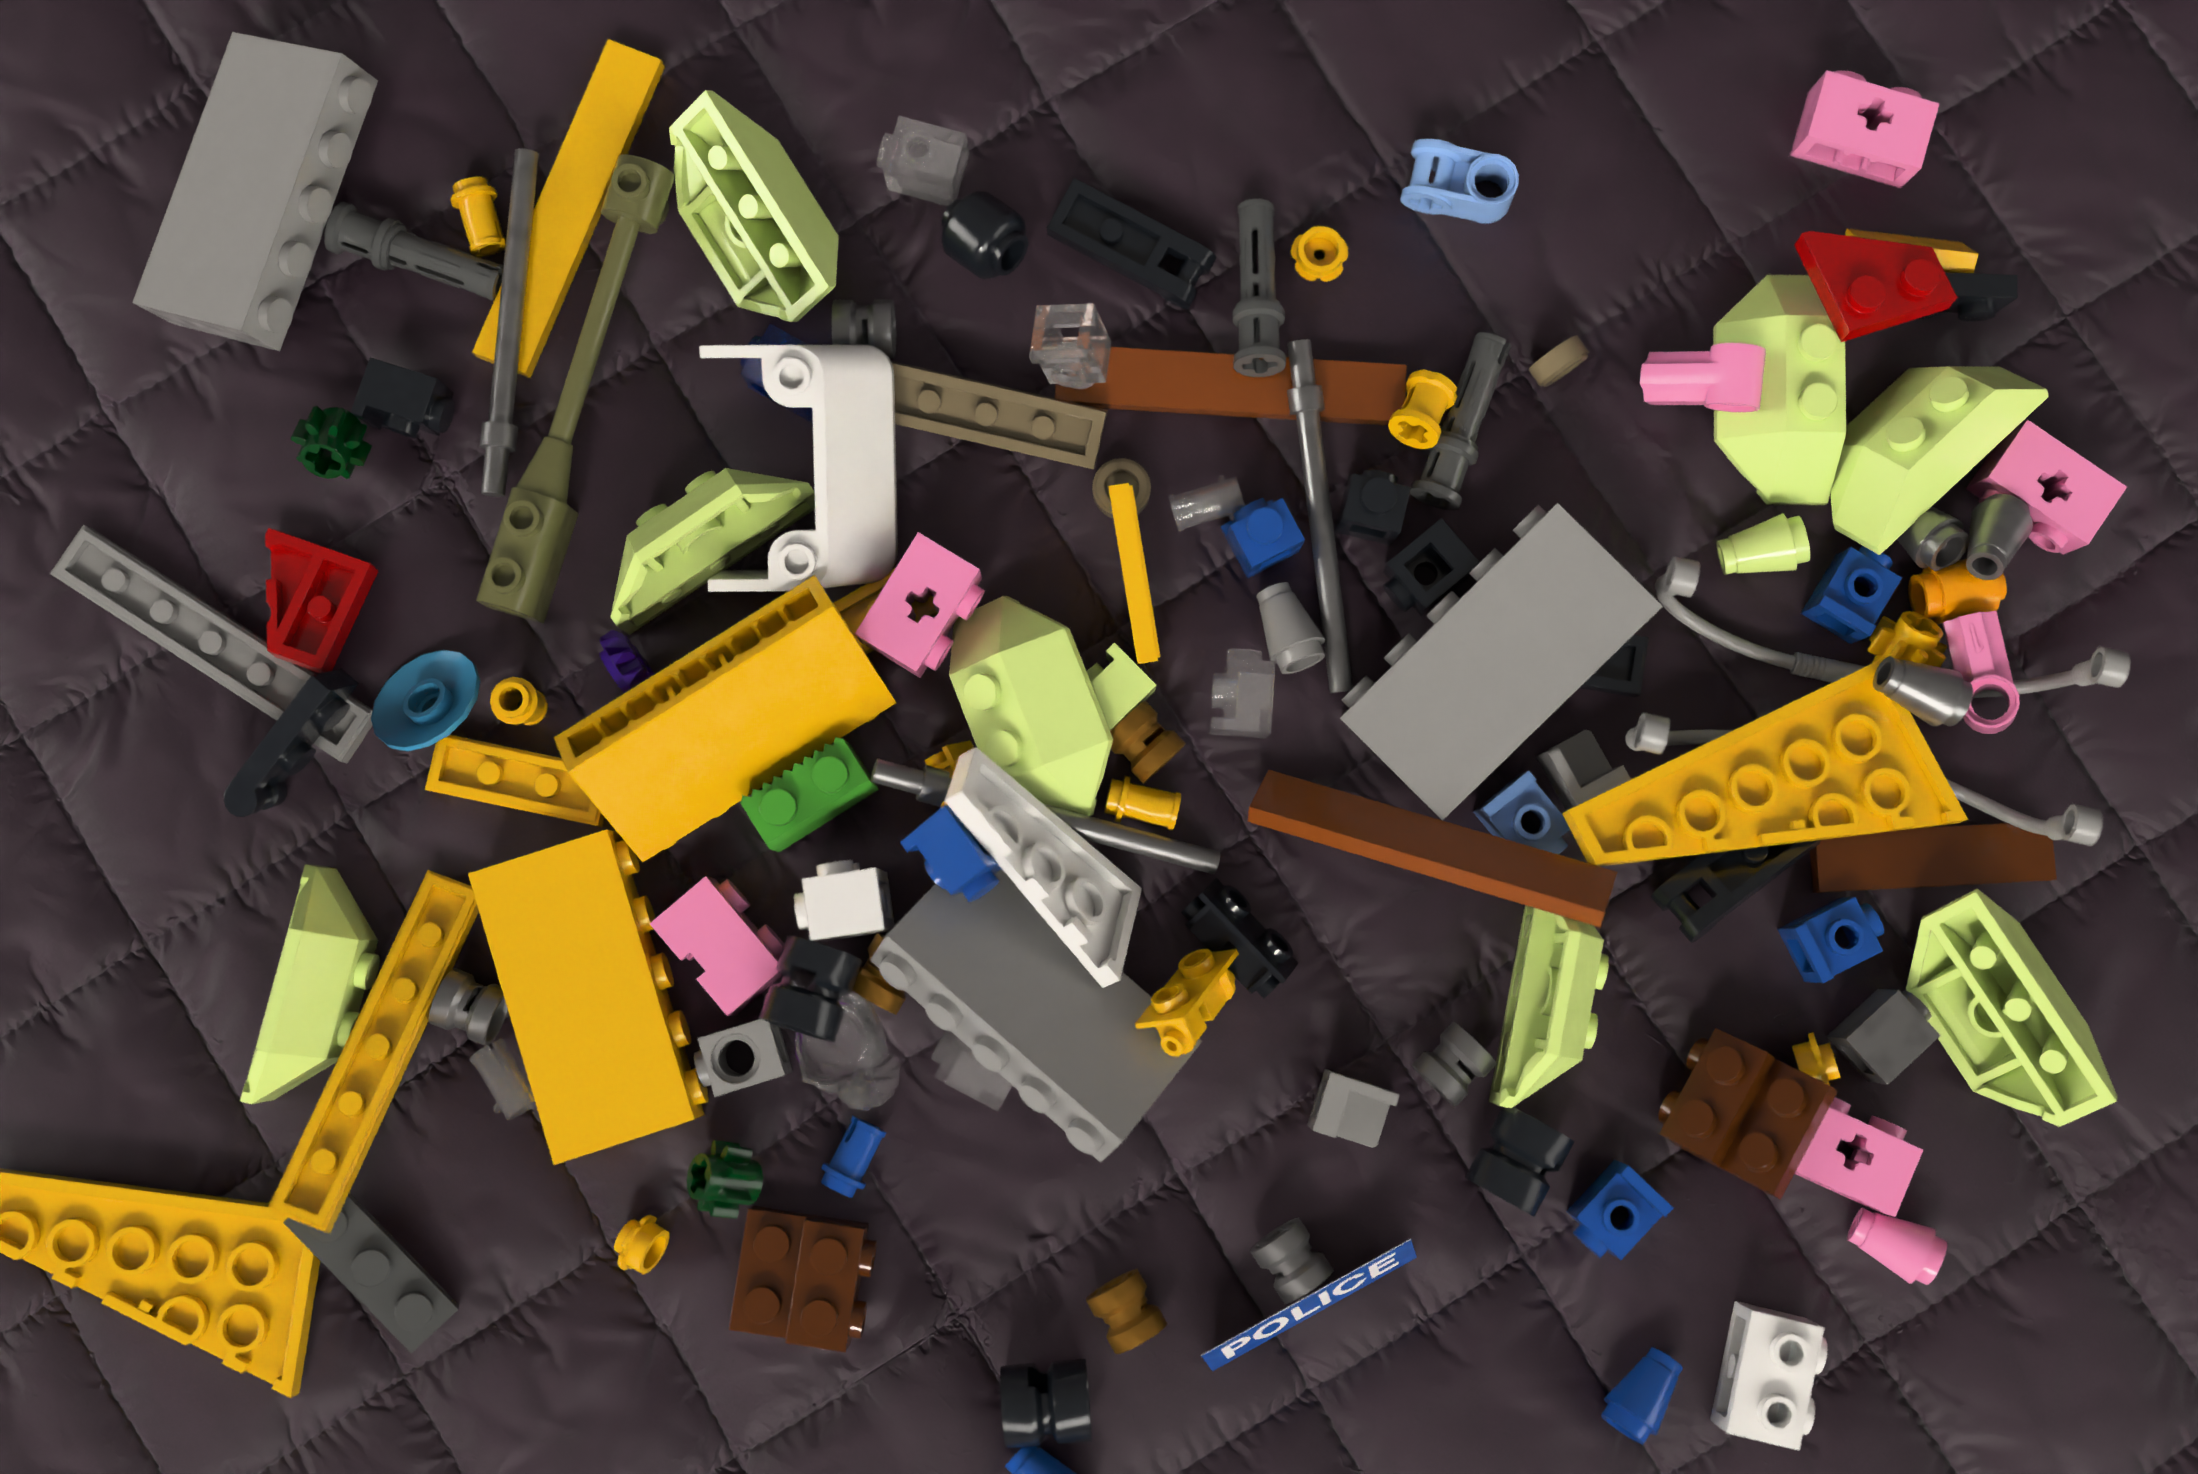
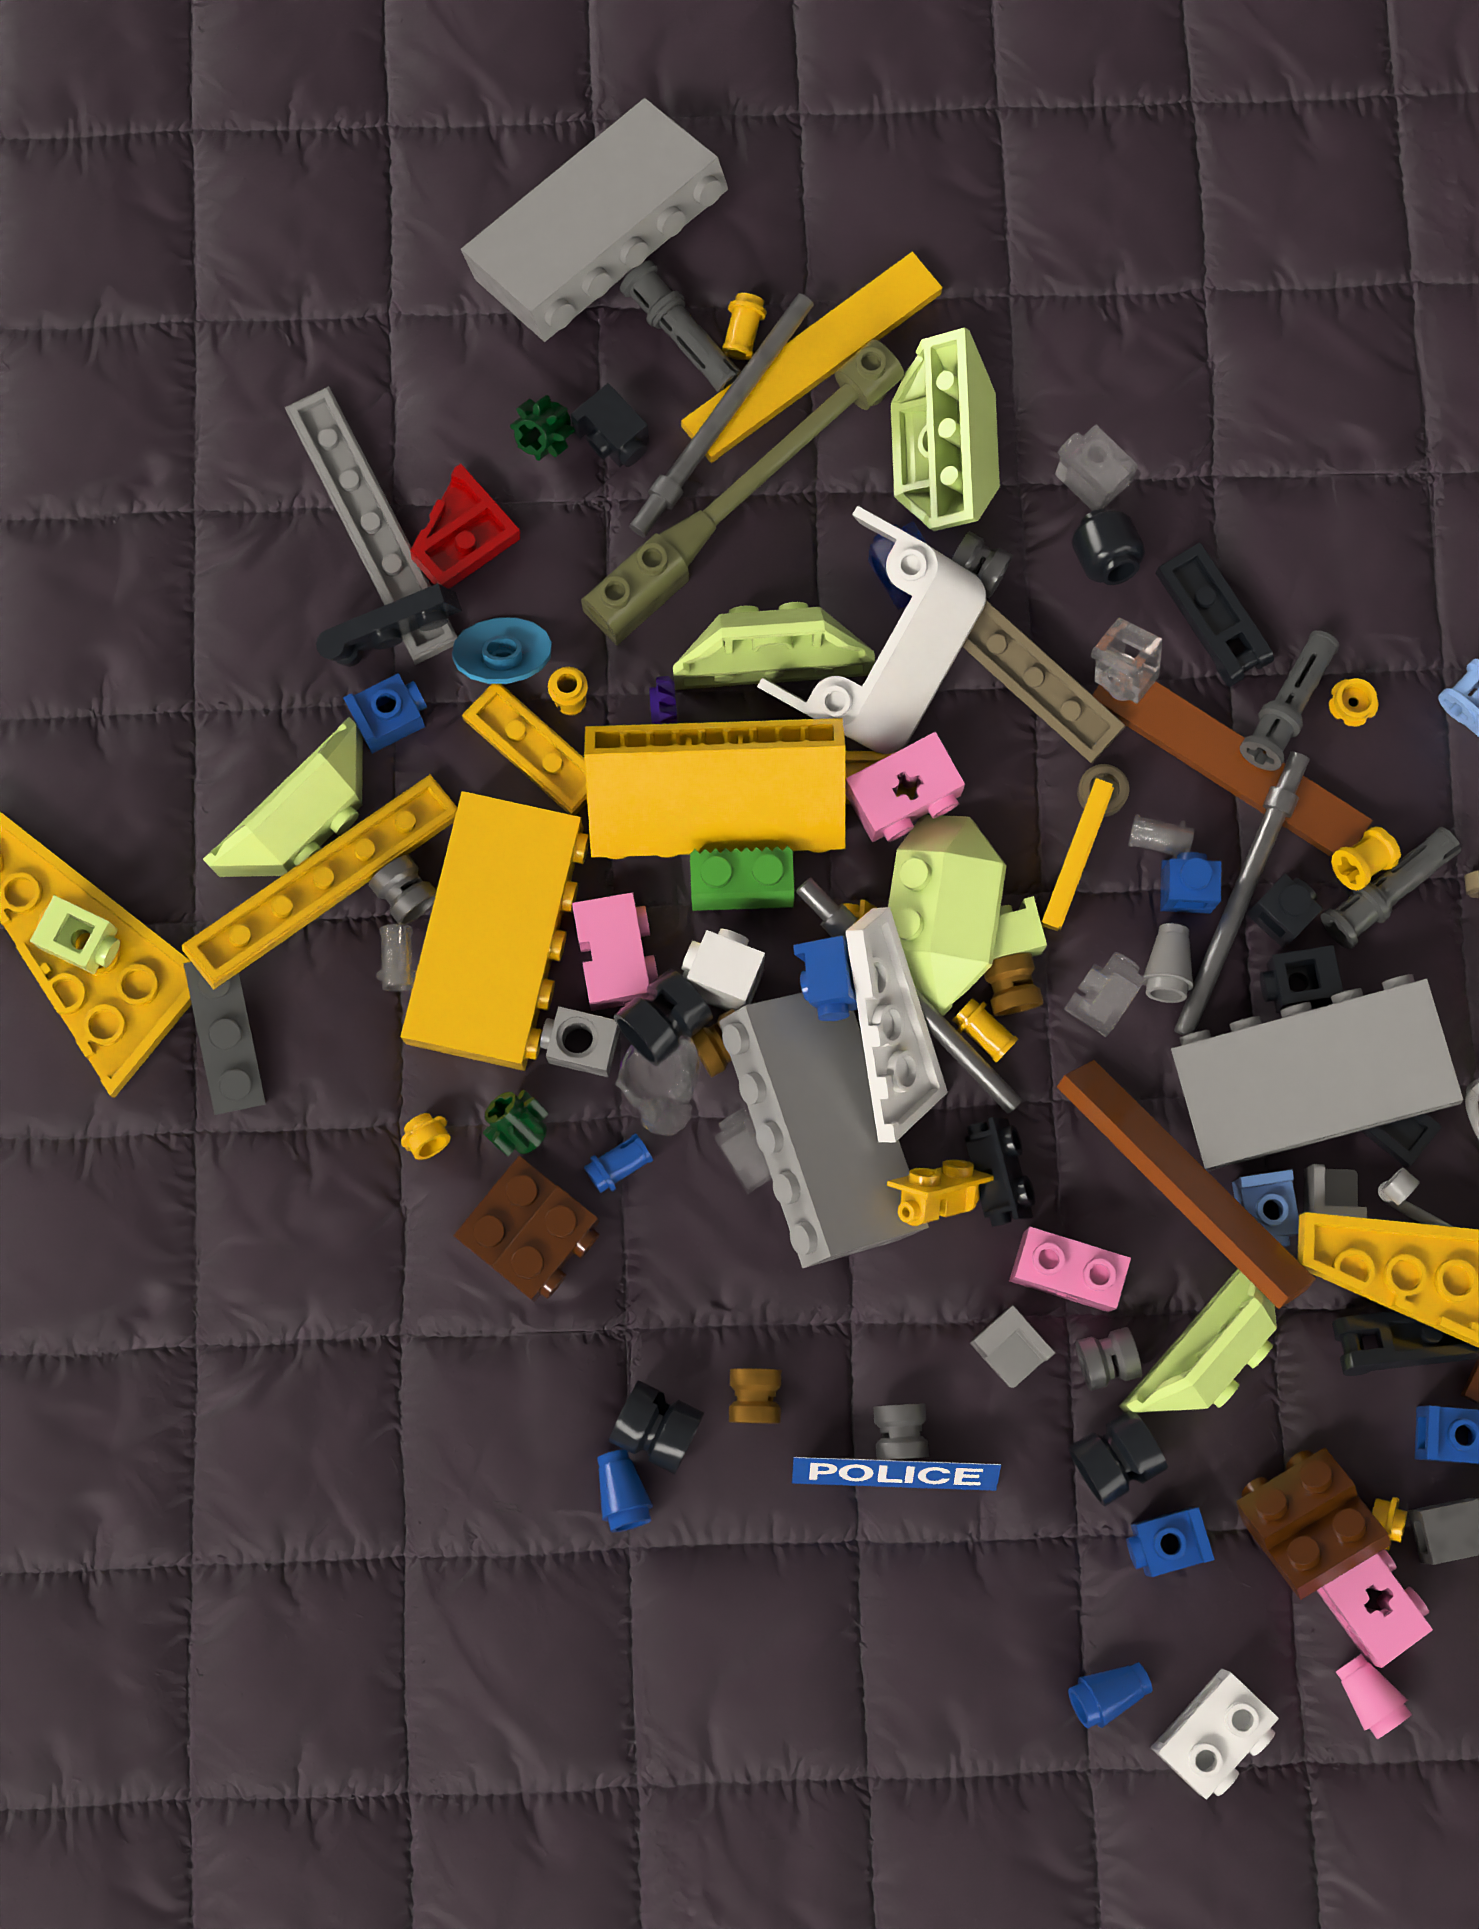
camera: 30 degrees right, 5 degrees down
(134, 1265) = (64, 924): none -> yellowish green brick
(365, 832) = (386, 728): none -> blue brick
(1366, 999) = (1070, 1269): none -> bright pink brick

